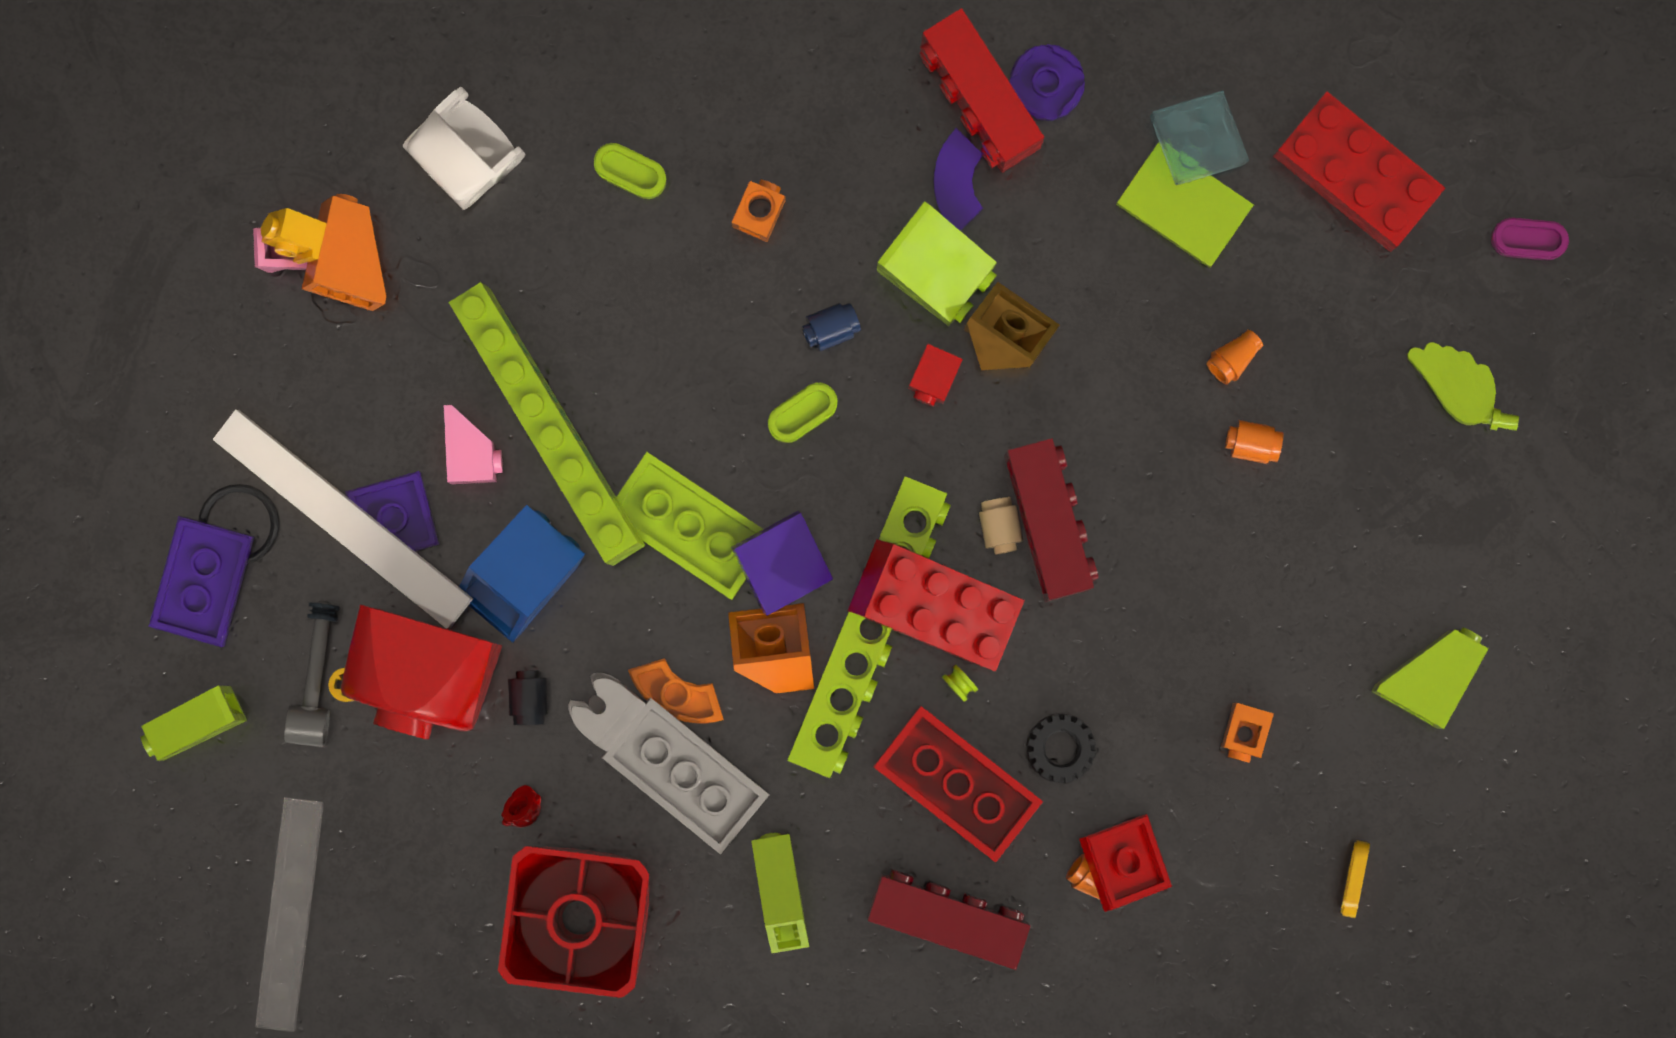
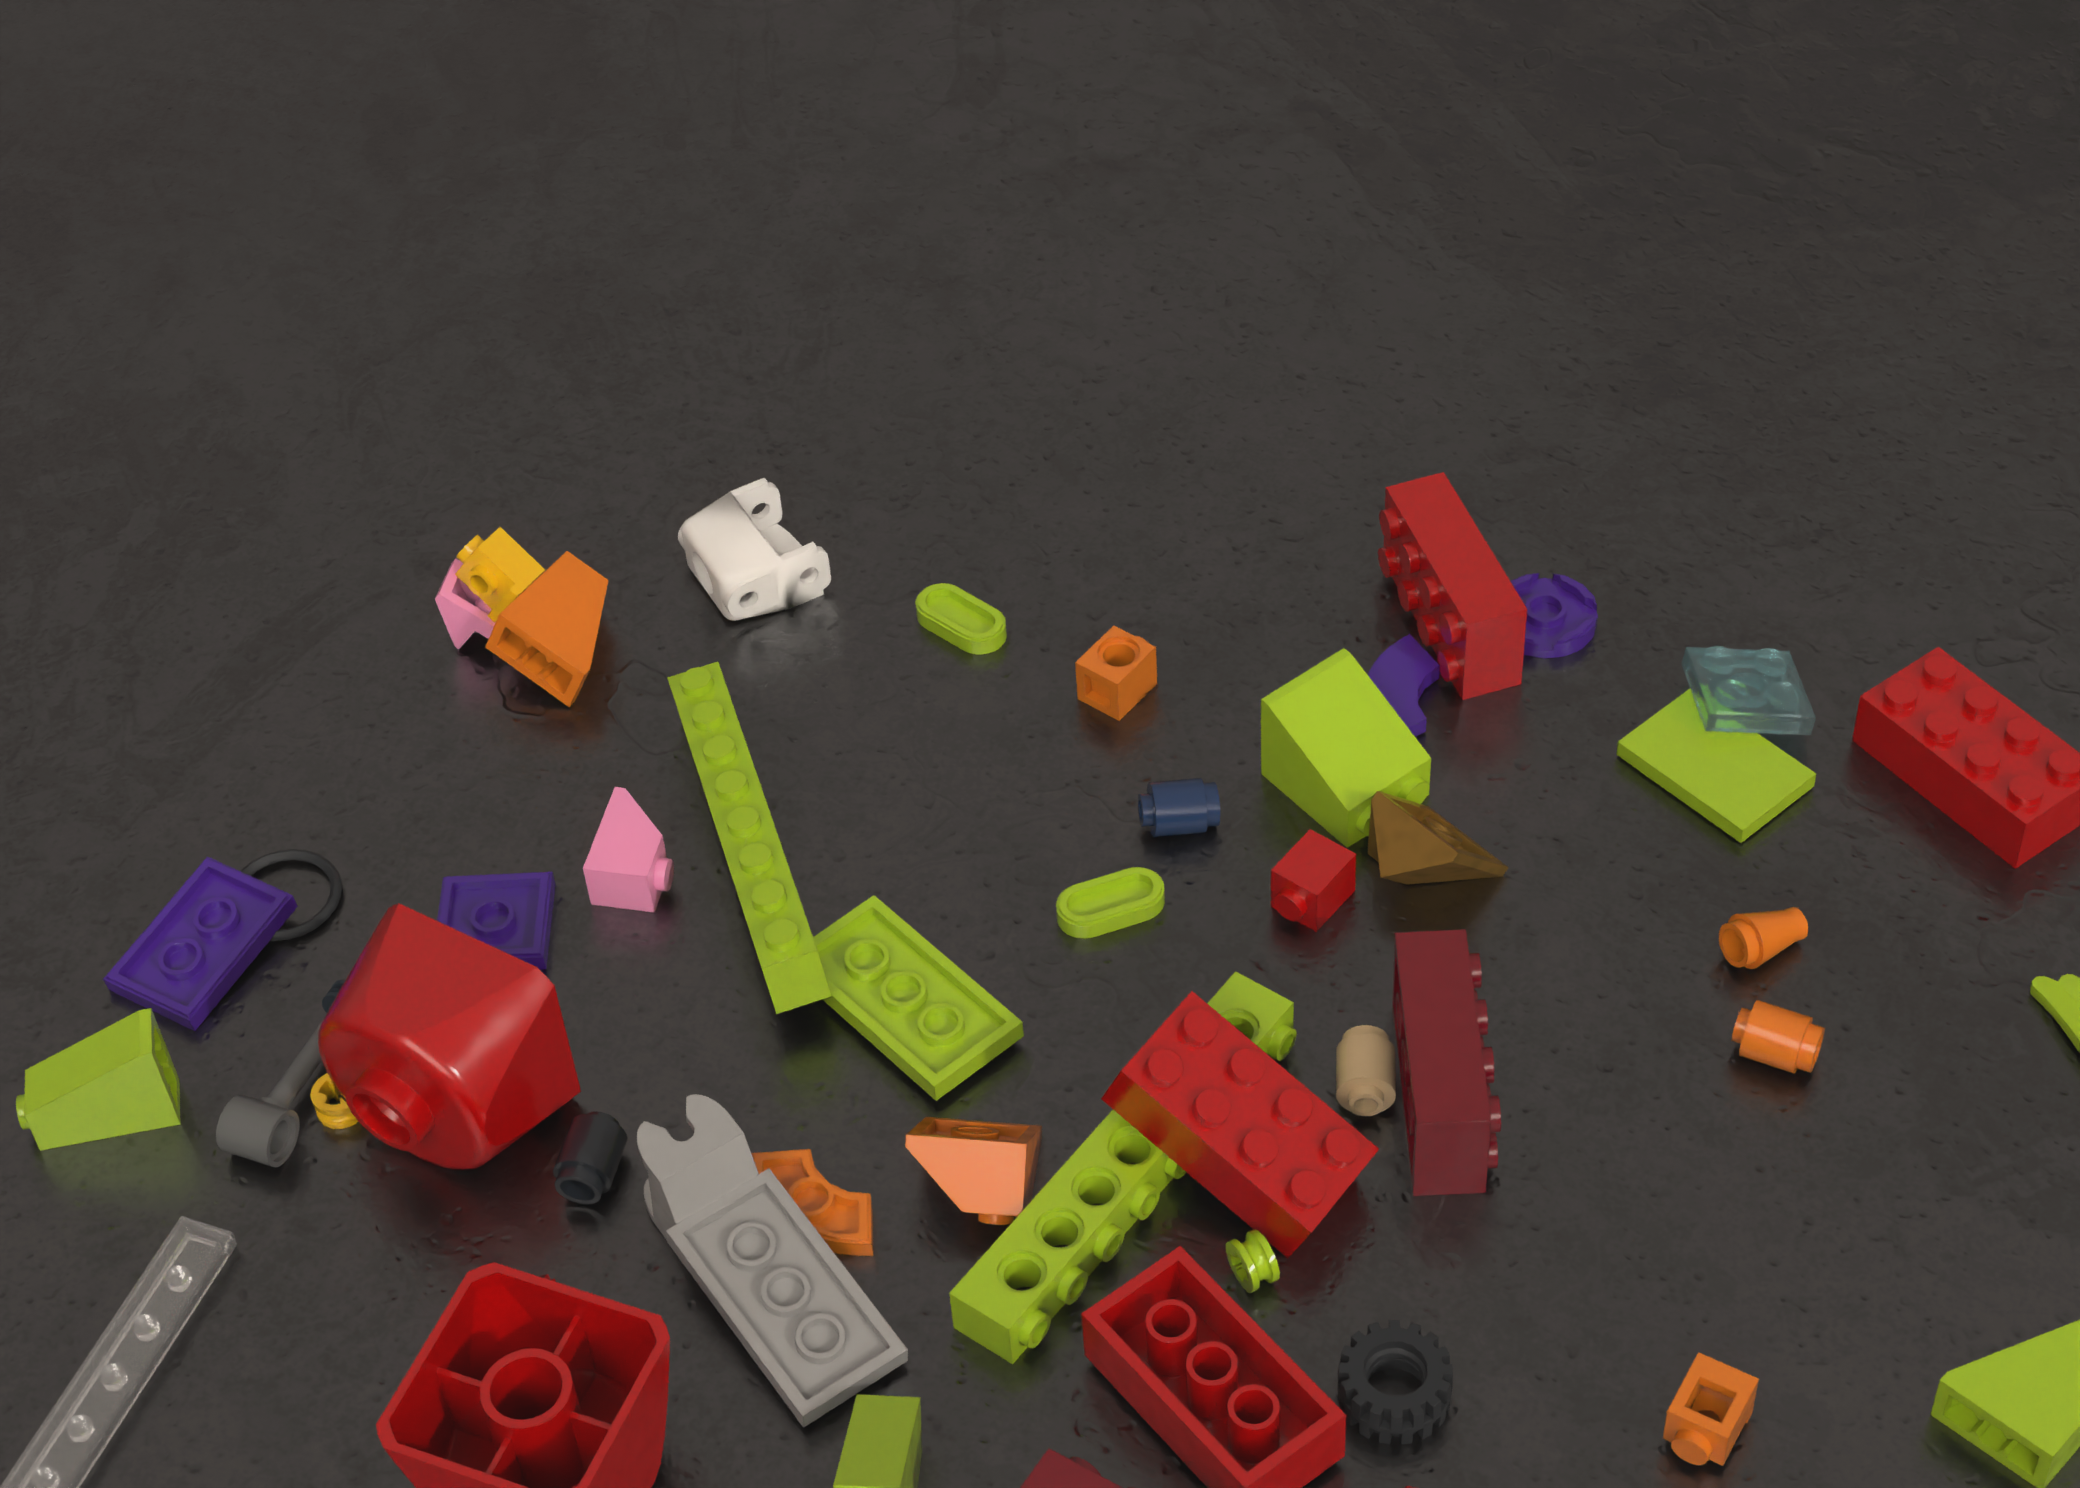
camera: 20 degrees right, 40 degrees down
(343, 519) = (388, 854): white tile -> none
(520, 572) = (640, 999): blue slope -> none
(782, 563) = (1024, 1054): dark purple tile -> none

